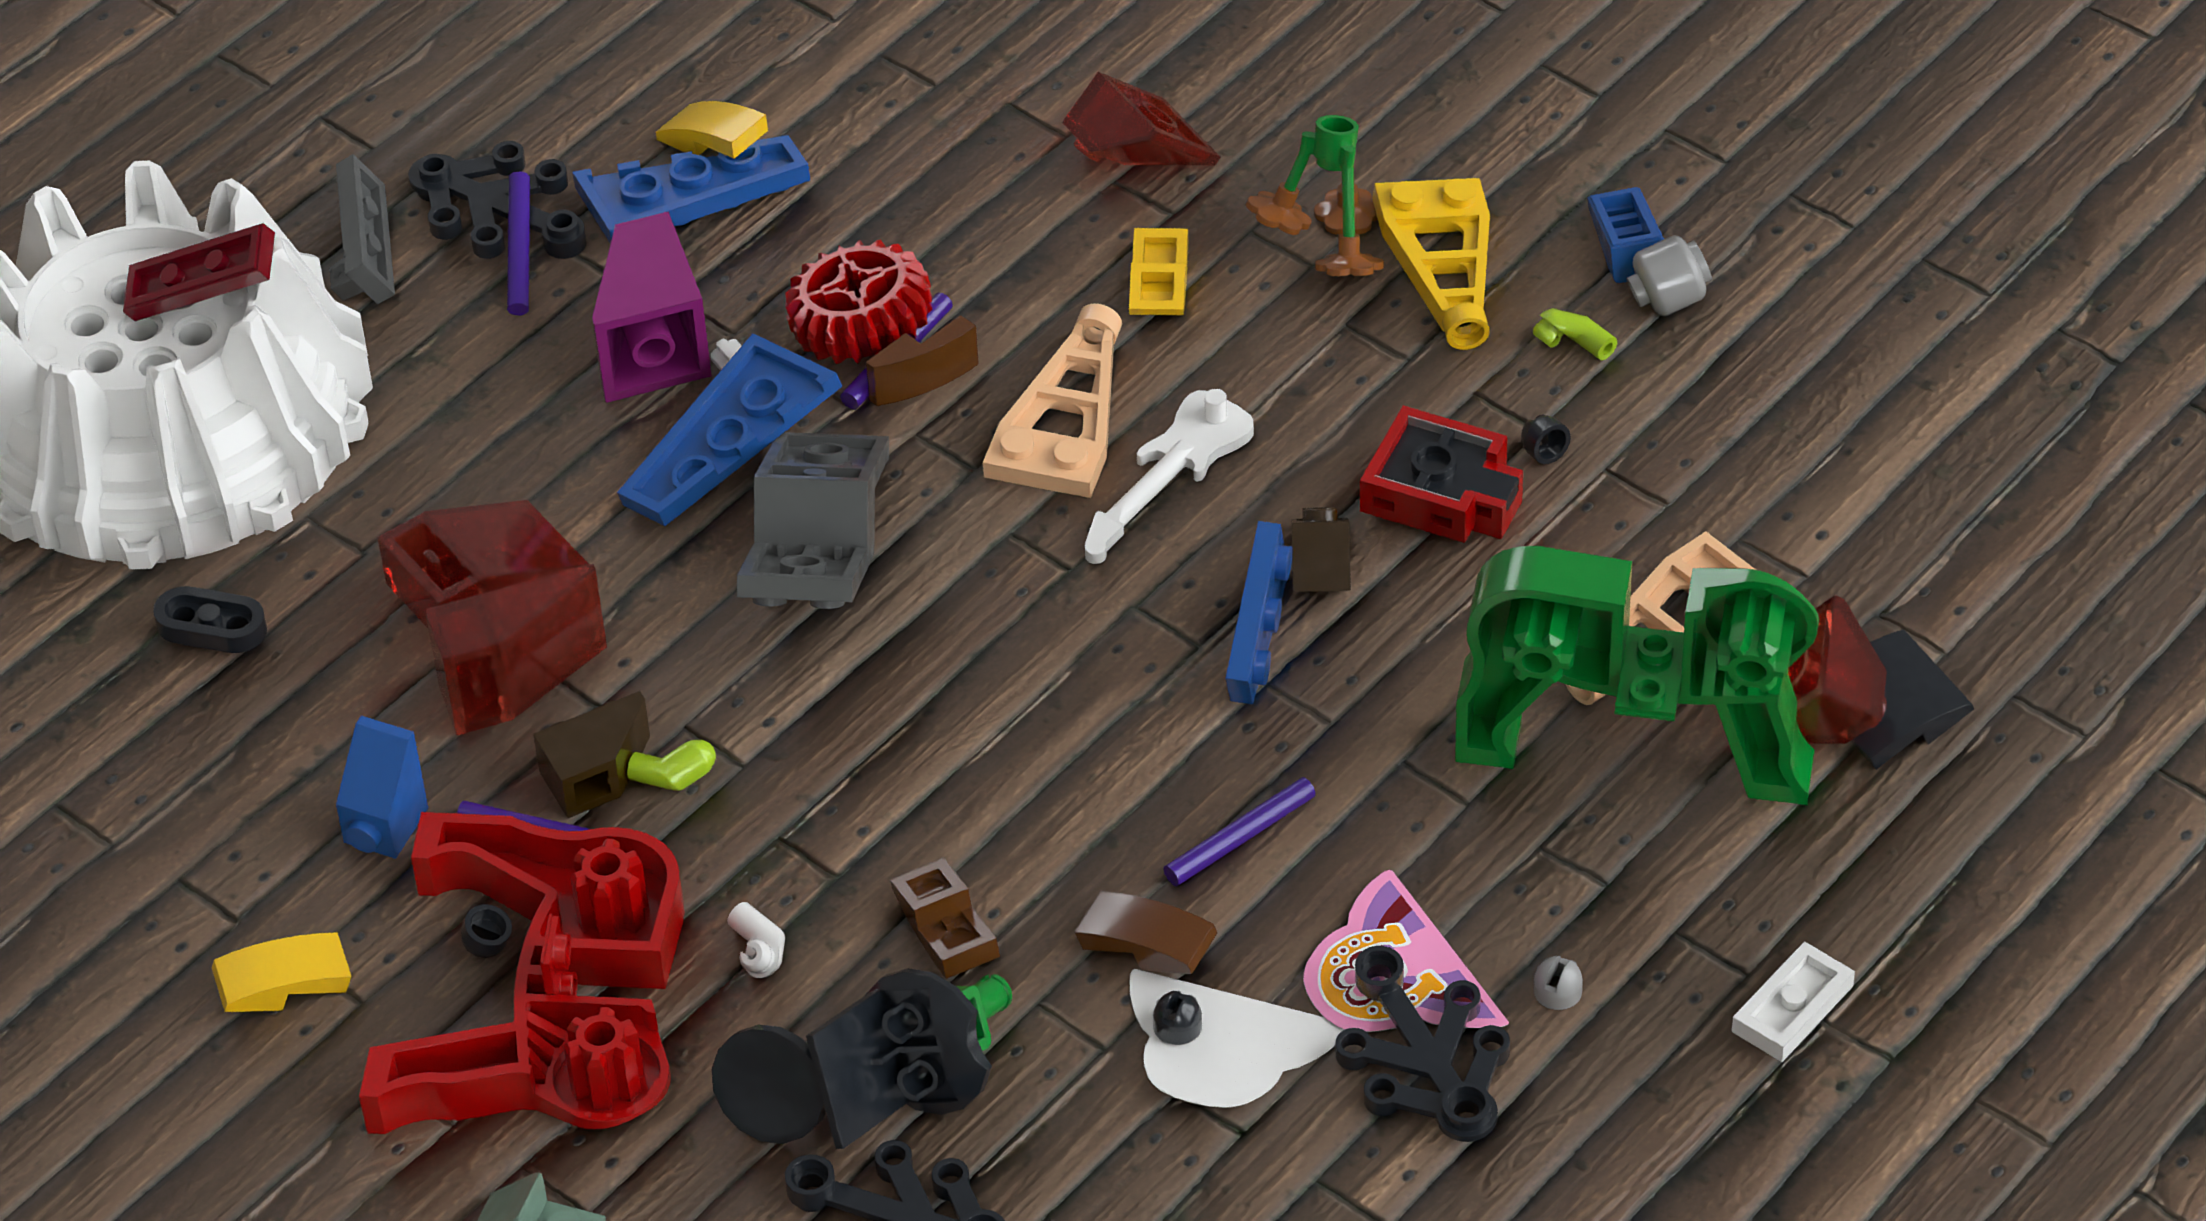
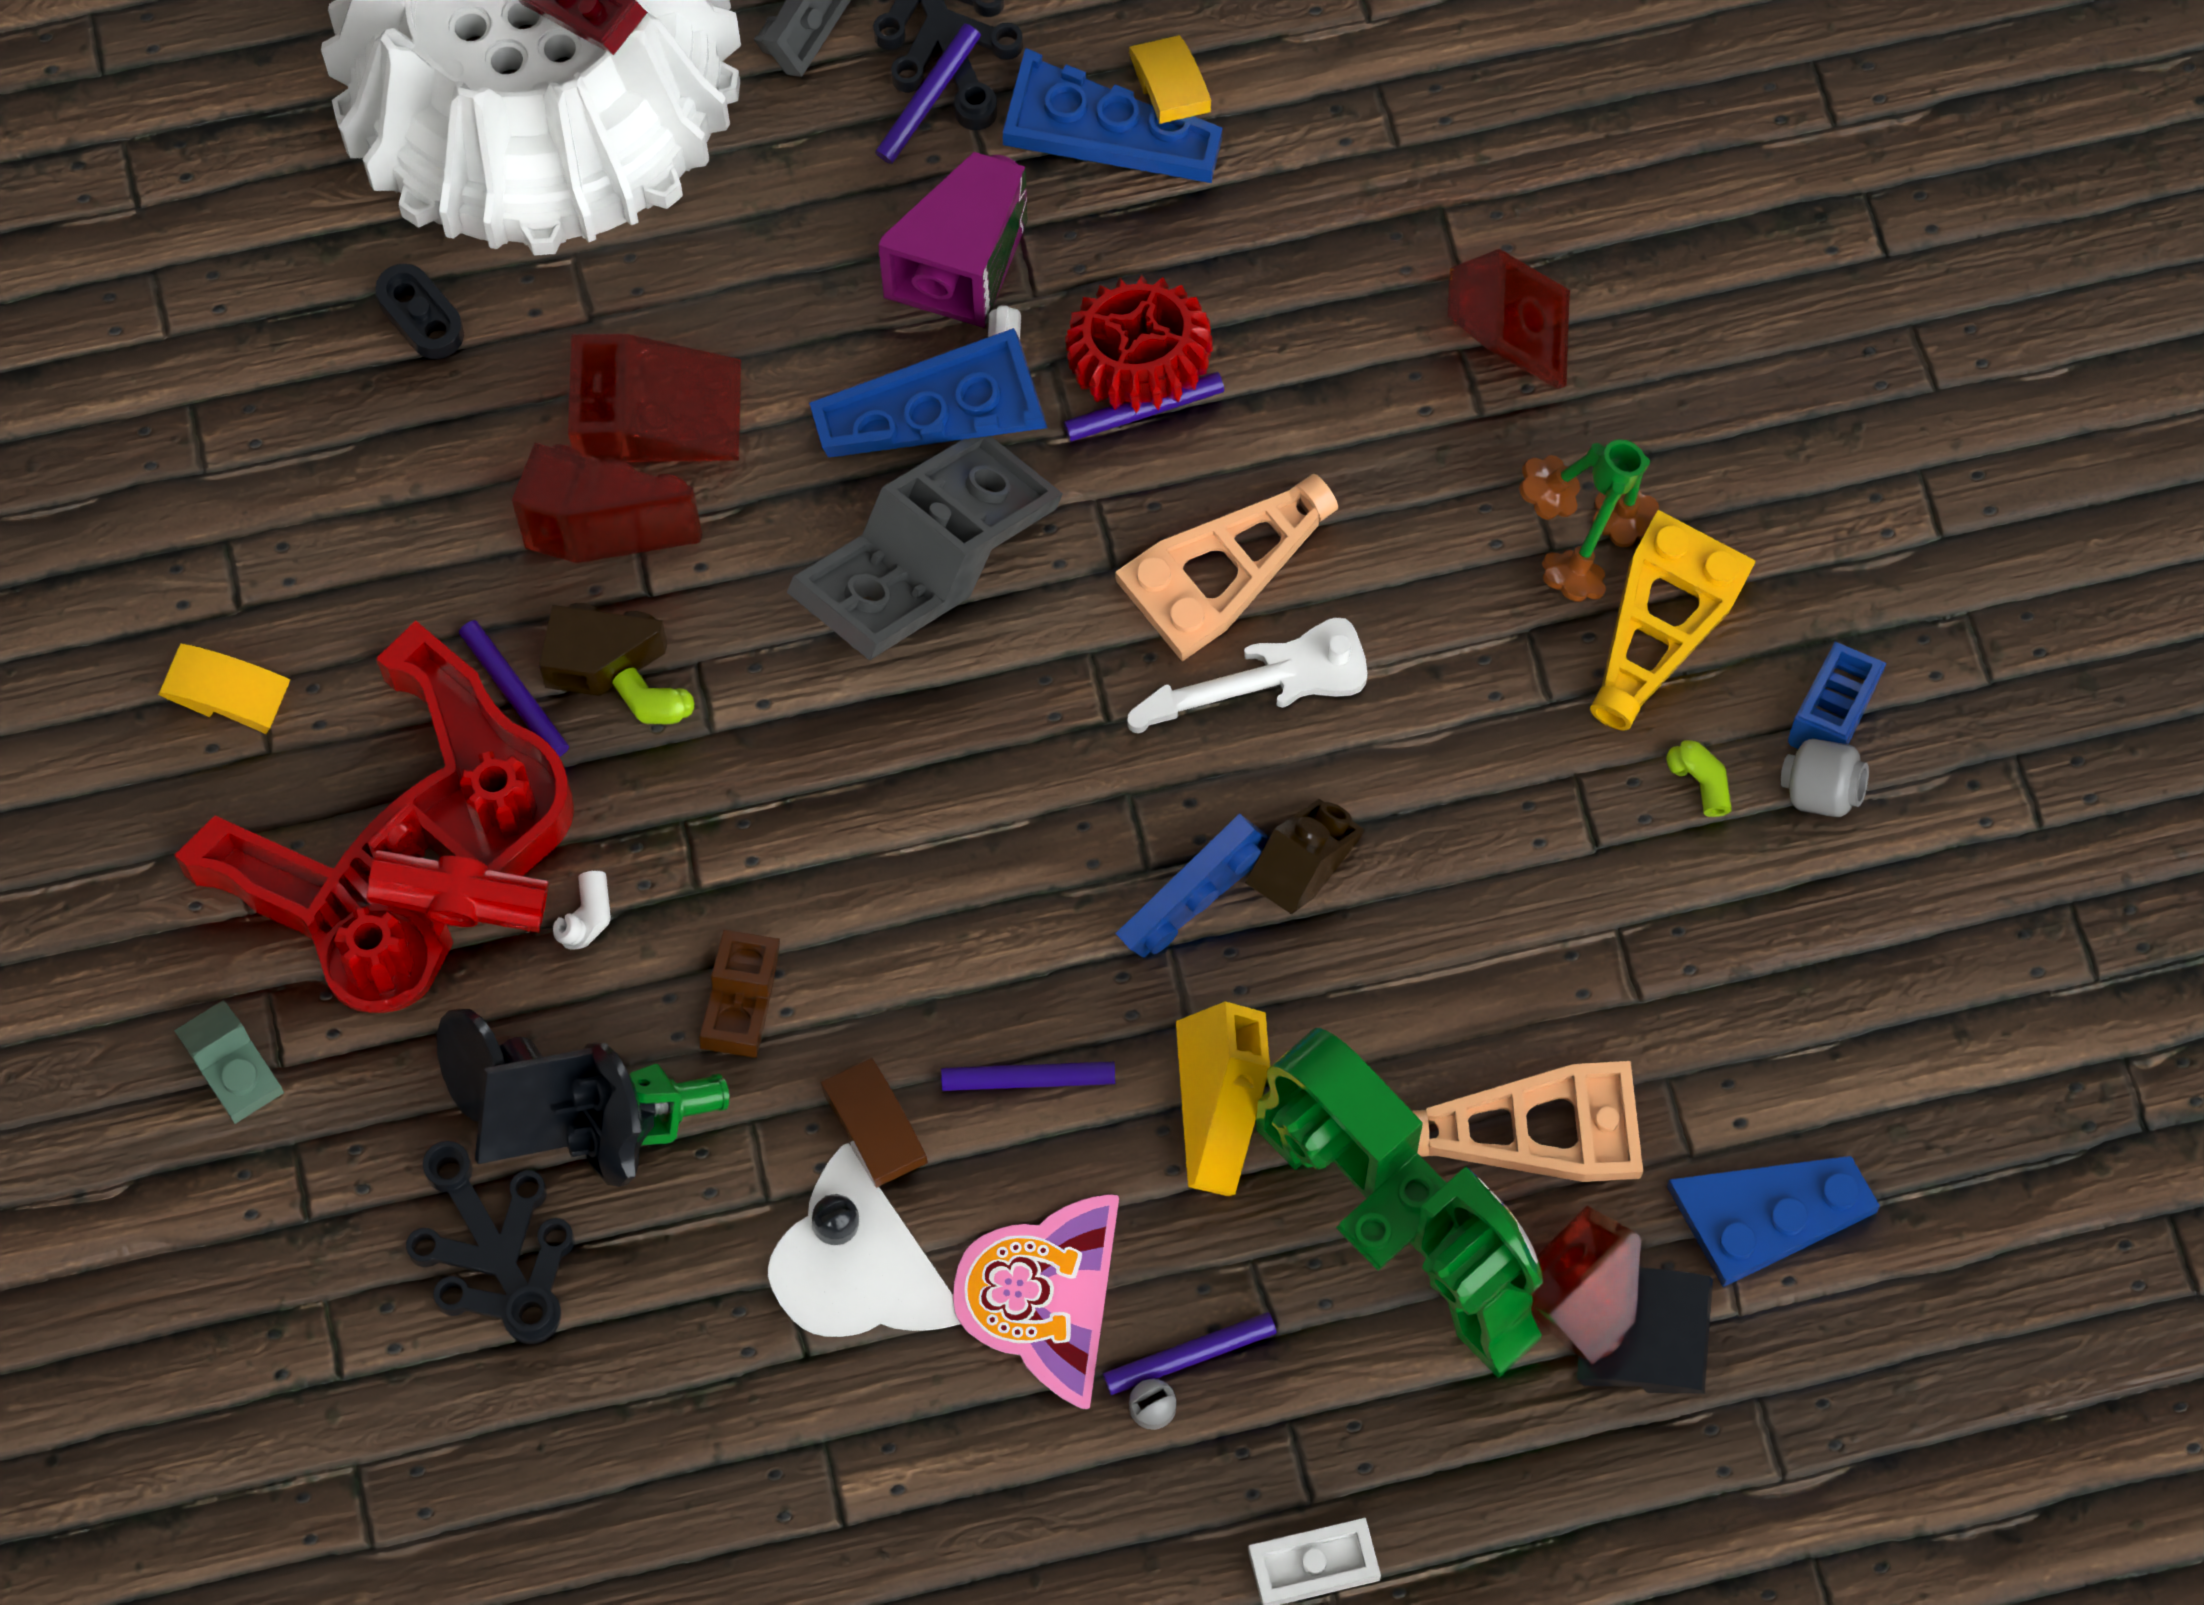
camera: 35 degrees right, 20 degrees up
(381, 788) = (404, 577): blue slope -> none
(485, 930) = (401, 749): black hinge -> none
(648, 959) = (457, 891): none -> red piece
(915, 368) = (1126, 438): reddish brown slope -> none
(1158, 271) = (1413, 475): yellow slope -> none
(1406, 725) = (1221, 1080): none -> yellow slope
(1425, 1054) = (994, 1397): black plant -> none
(1442, 477) = (1462, 851): piece -> none
(1551, 433) = (1585, 868): black hinge -> none
(1553, 932) = (1190, 1353): none -> dark purple bar
(1905, 569) = (1770, 1212): none -> blue wing

